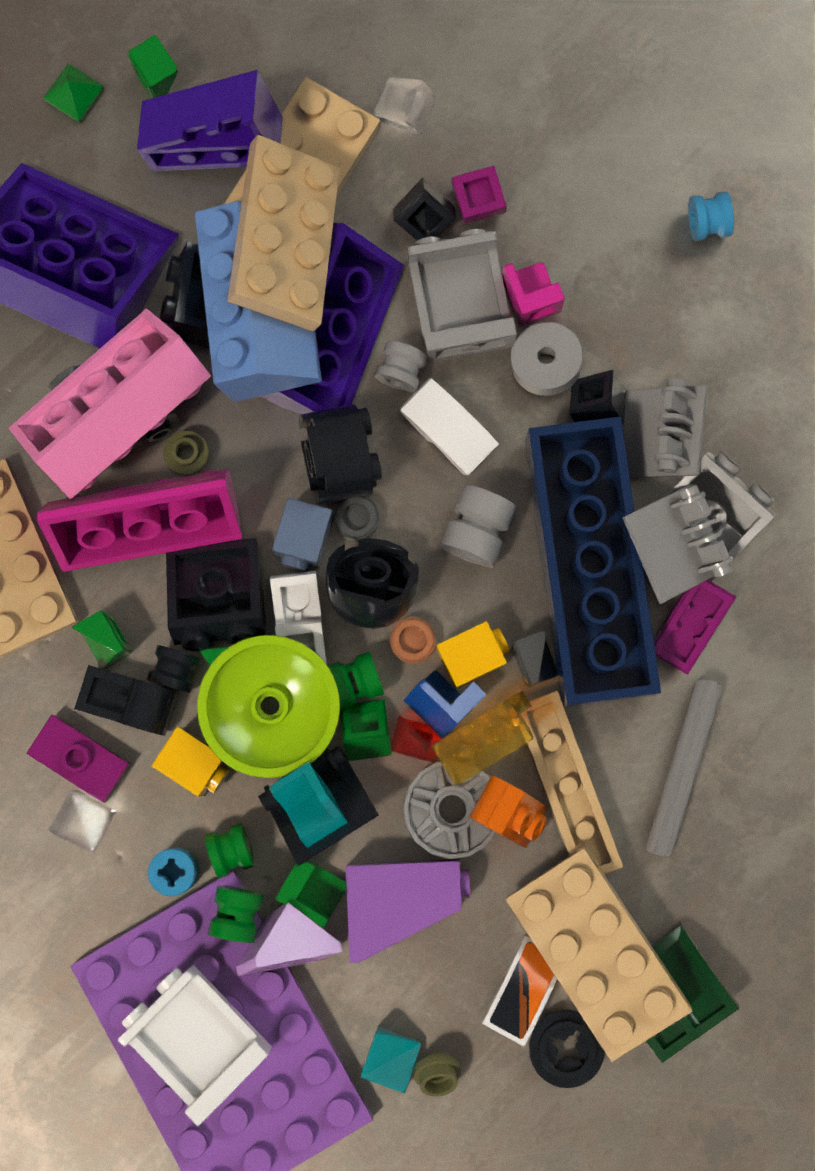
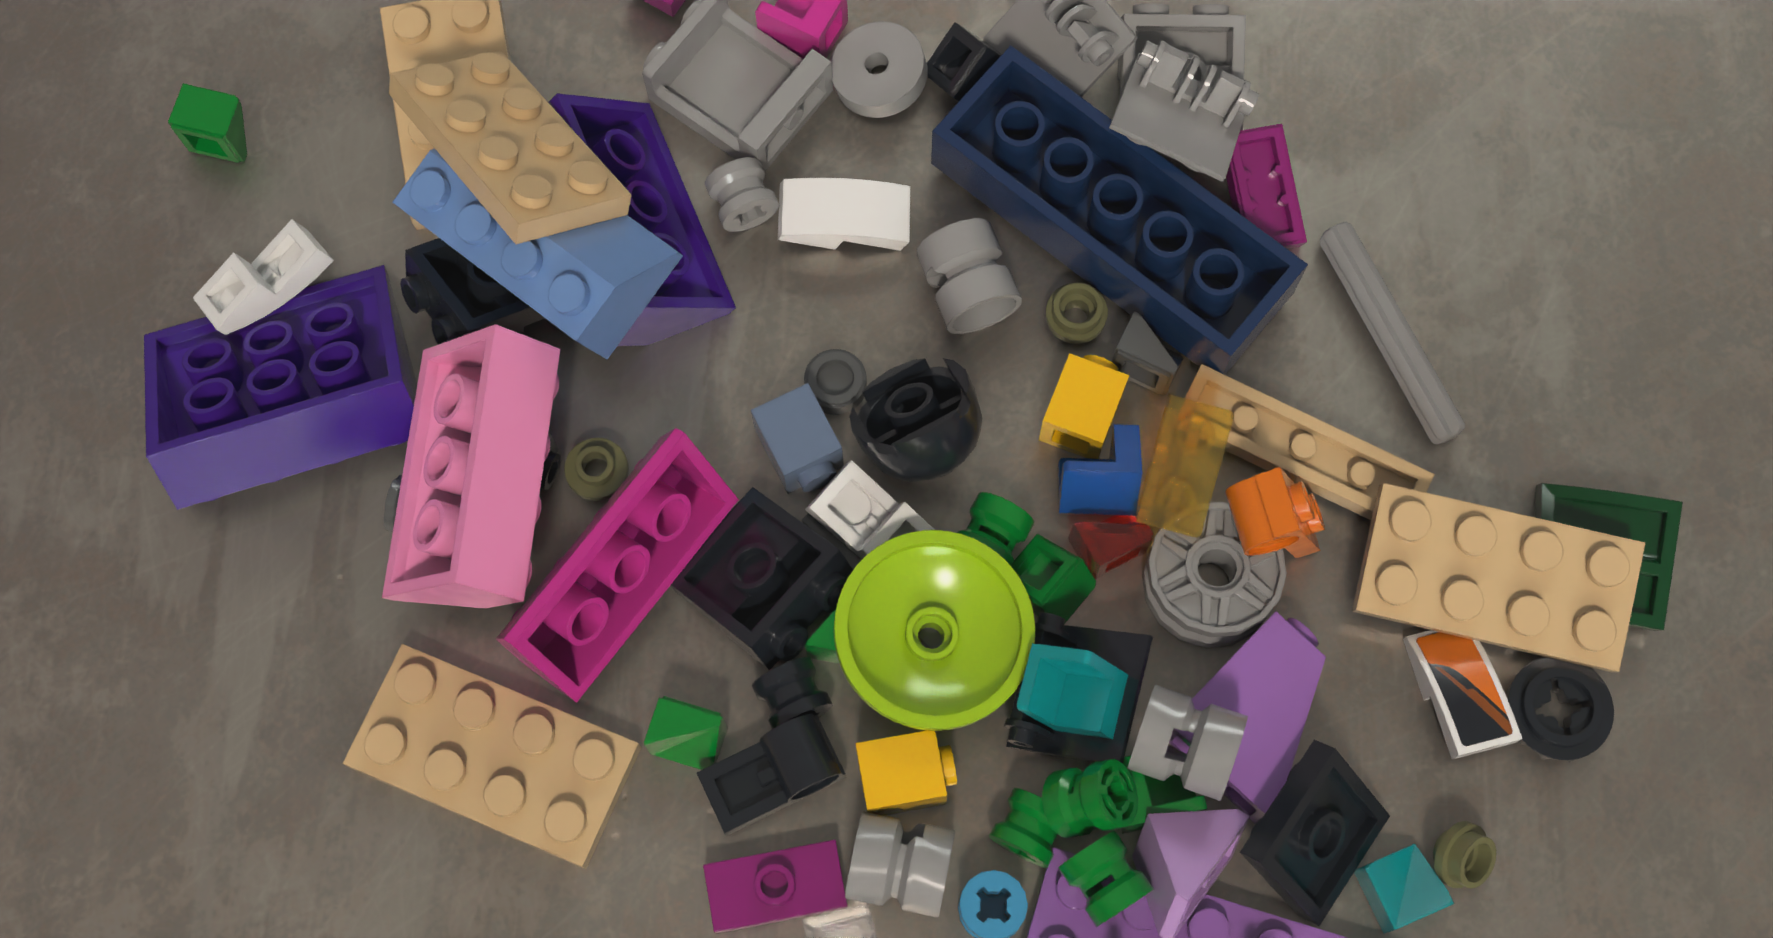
camera: 45 degrees left, 10 degrees down
(73, 93) = (139, 222): green slope -> none
(95, 187) = (247, 292): none -> white slope
(145, 807) = (899, 864): none -> light grey wheel
(208, 124) = (321, 122): dark purple wedge -> none
(265, 867) = (1101, 798): none -> green wheel
(320, 880) = (1211, 751): none -> light grey wheel
(339, 454) = (761, 323): black brick -> none
(366, 991) = (1315, 832): none -> black plate
(412, 640) = (1008, 450): nougat tile -> none
(424, 211) = (622, 35): black slope -> none
(527, 585) = (1081, 297): none -> olive plate

